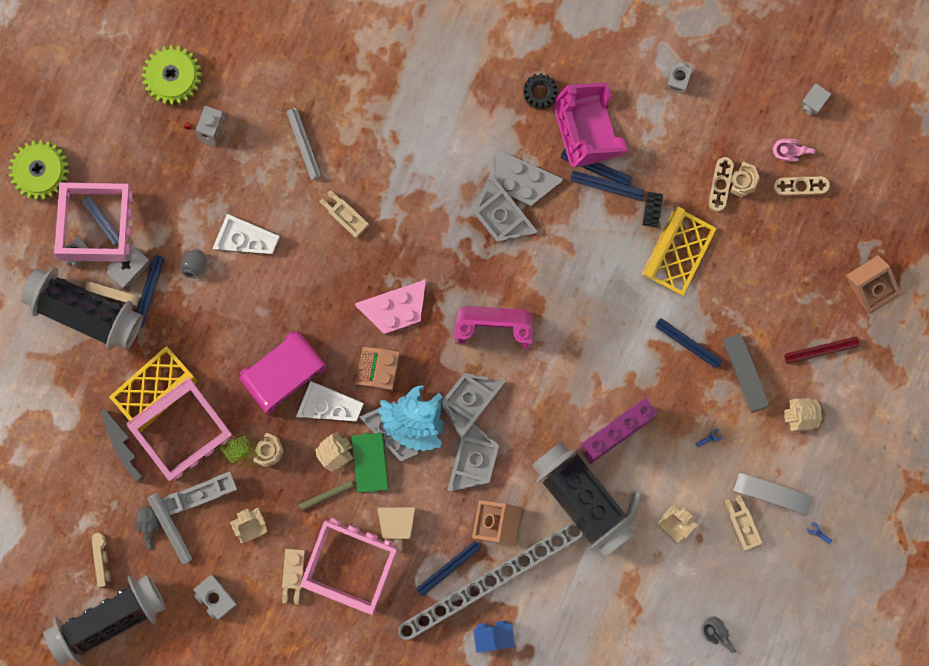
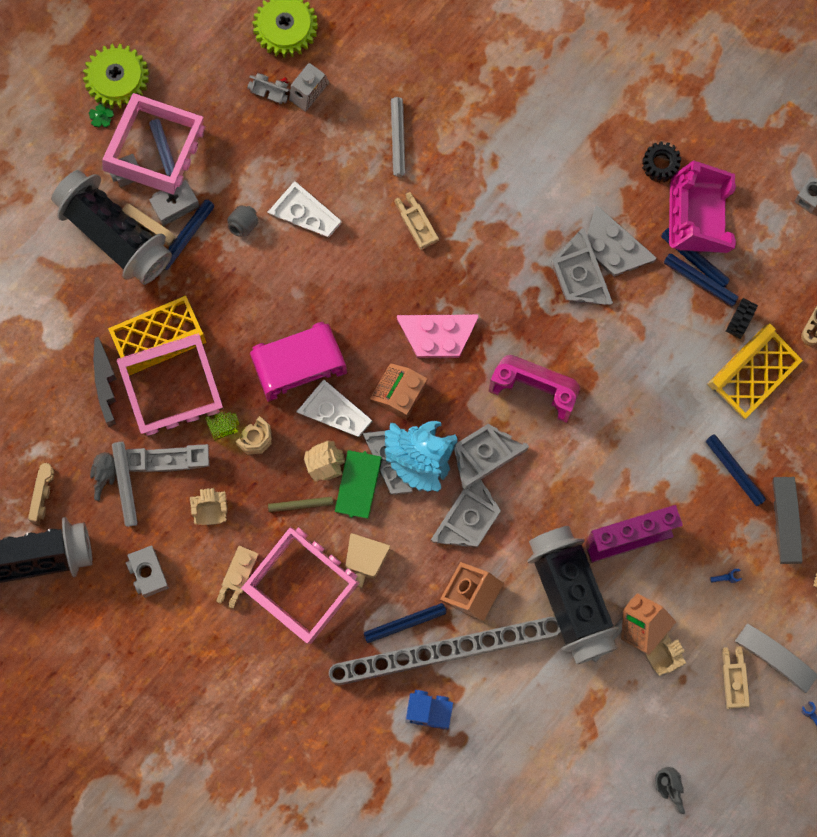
camera: 10 degrees right, 5 degrees down
(37, 210) = (100, 116): none -> green plant
(184, 136) = (261, 85): none -> light grey hinge
(652, 503) = (645, 623): none -> nougat slope

